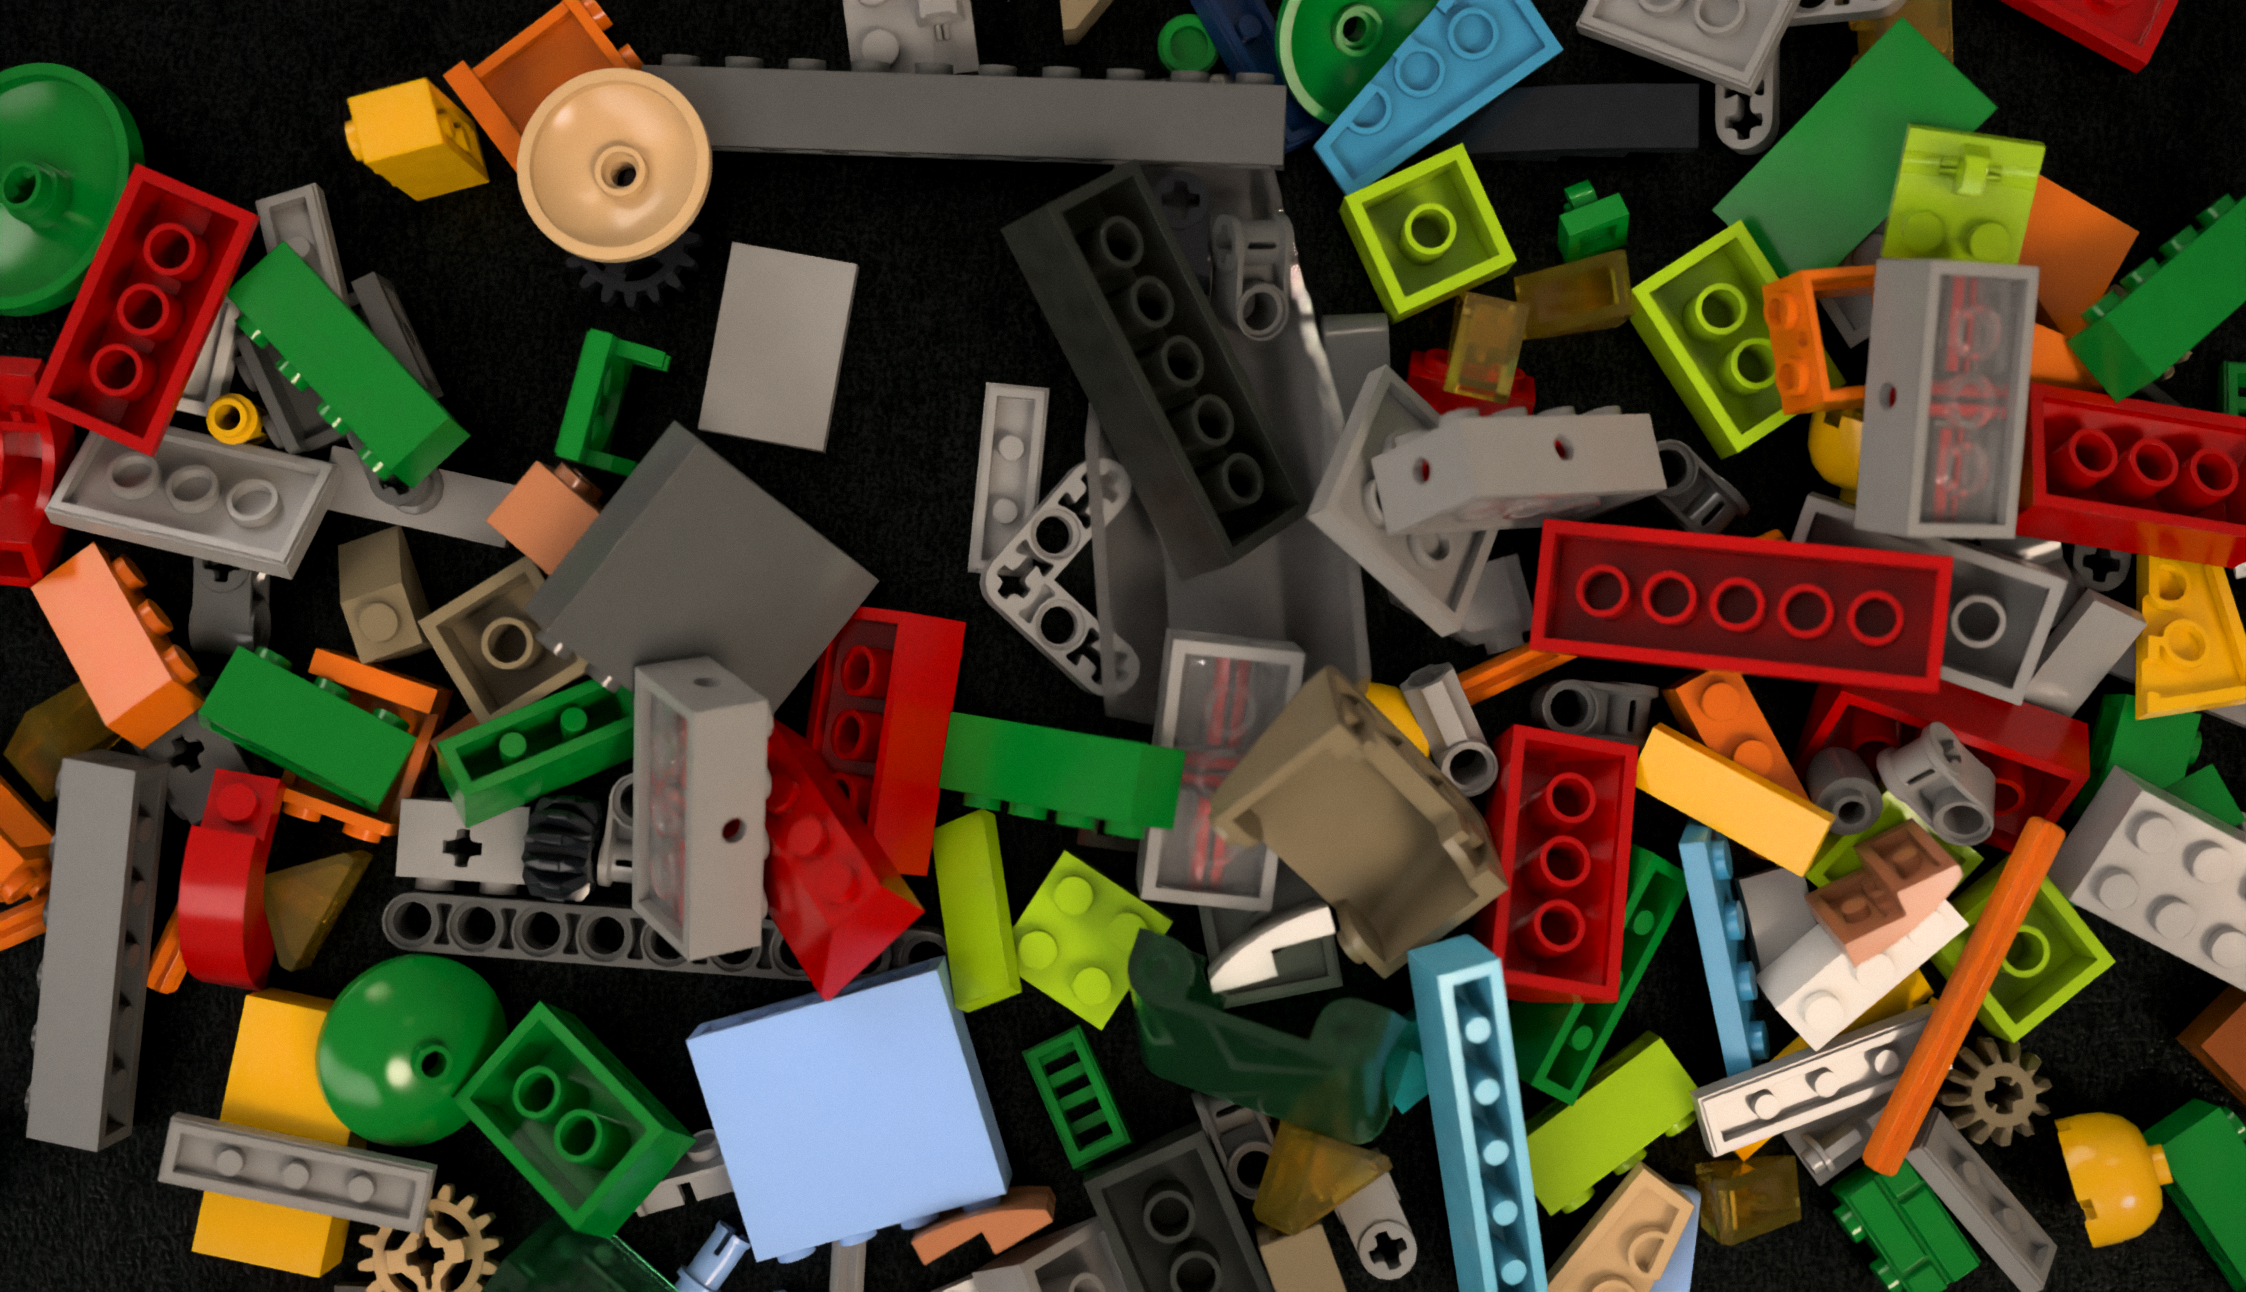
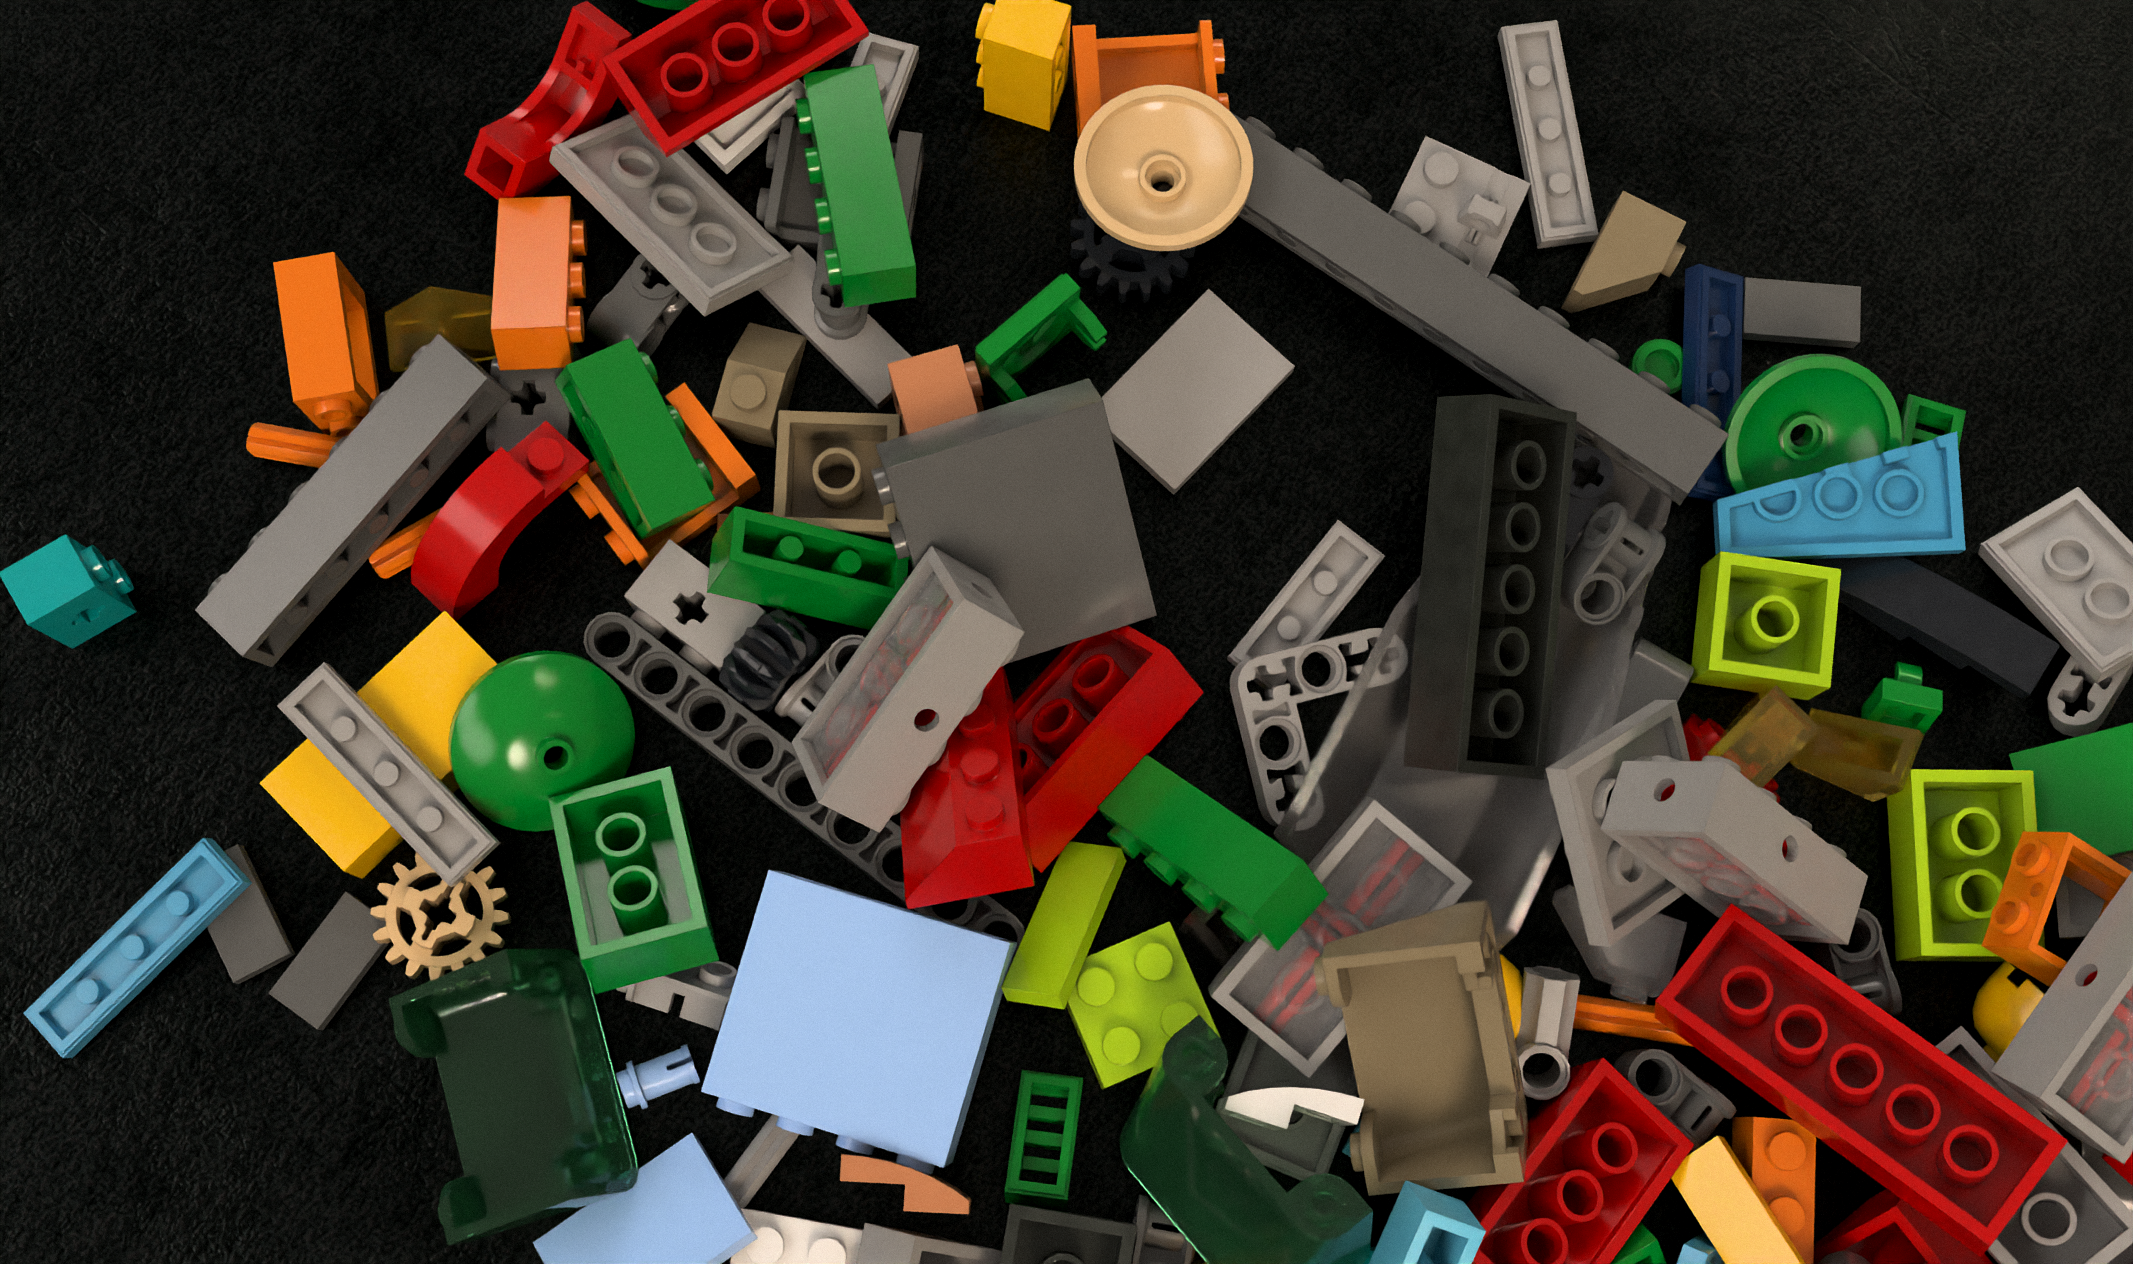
camera: 25 degrees right, 10 degrees down
(223, 429) = (748, 173): yellow pin -> none
(307, 902) = (540, 573): clear yellow slope -> none

